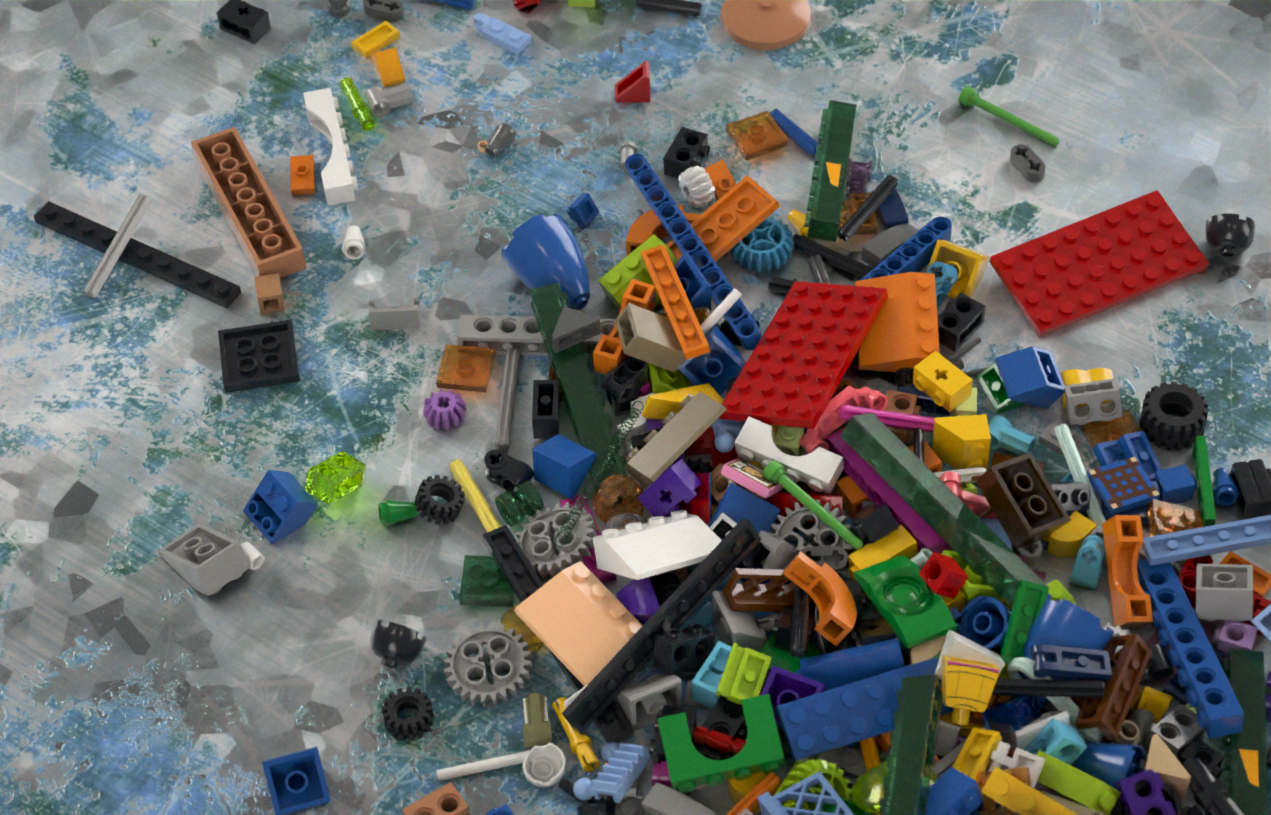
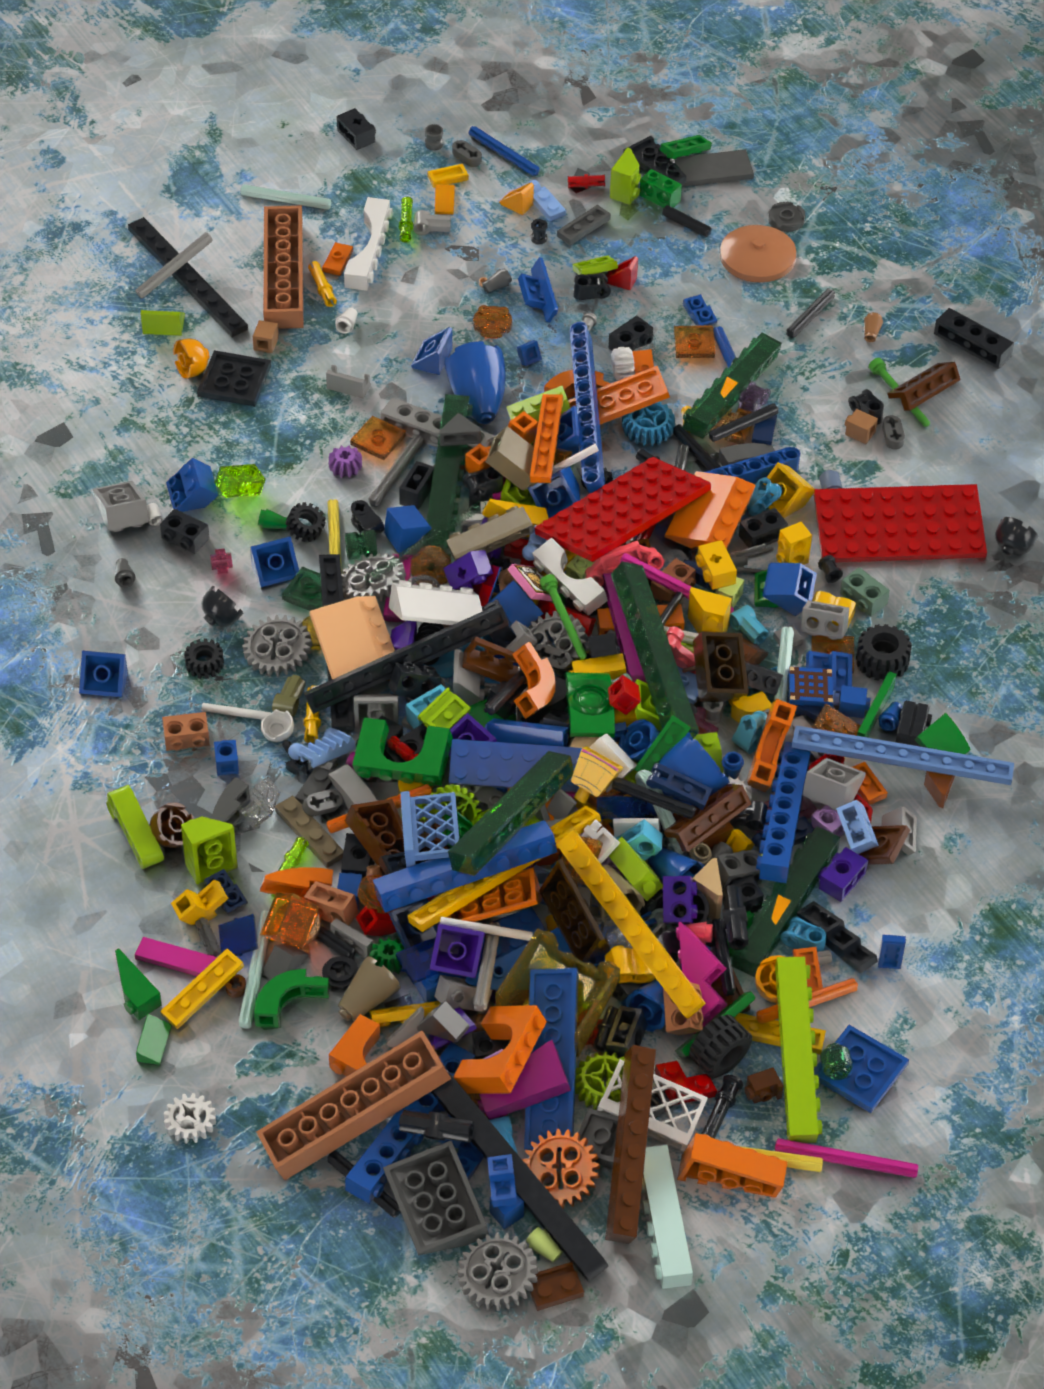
camera: 20 degrees right, 0 degrees up
(137, 318) = (162, 322): none -> lime slope
(196, 349) = (191, 357): none -> light orange cylinder
(203, 123) = (286, 197): none -> light aqua axle
(254, 644) = (124, 574): none -> dark grey cone
(299, 563) = (184, 531): none -> black brick
(307, 214) = (324, 289): none -> yellow pin
(364, 584) = (221, 561): none -> clear pink gear
(429, 562) = (274, 561): none -> blue slope
(472, 39) = (519, 199): none -> light orange slope
(473, 245) = (433, 352): none -> blue slope
(516, 72) = (539, 231): none -> black bush
(523, 177) = (494, 330): none -> clear orange plate
(554, 135) = (538, 290): none -> blue bracket
(560, 45) = (583, 225): none -> dark grey plate
(600, 87) = (595, 265): none -> lime plate
(607, 111) = (590, 286): none -> black piece
(741, 101) = (699, 311): none -> blue slope
(861, 62) = (810, 313): none -> black axle
(936, 54) = (872, 326): none -> medium nougat cone
(987, 144) = (867, 403): none -> black piece
(991, 168) = (860, 426): none -> medium nougat brick
(997, 241) = (830, 480): none -> sand blue brick
(1008, 328) = (794, 544): none -> yellow brick
(1032, 99) = (926, 385): none -> reddish brown fence
(1049, 31) = (973, 338): none -> black brick
(1056, 341) = (830, 569): none -> black bush
(1096, 605) = (732, 764): none -> blue cone
(1109, 352) = (865, 591): none -> sand green brick

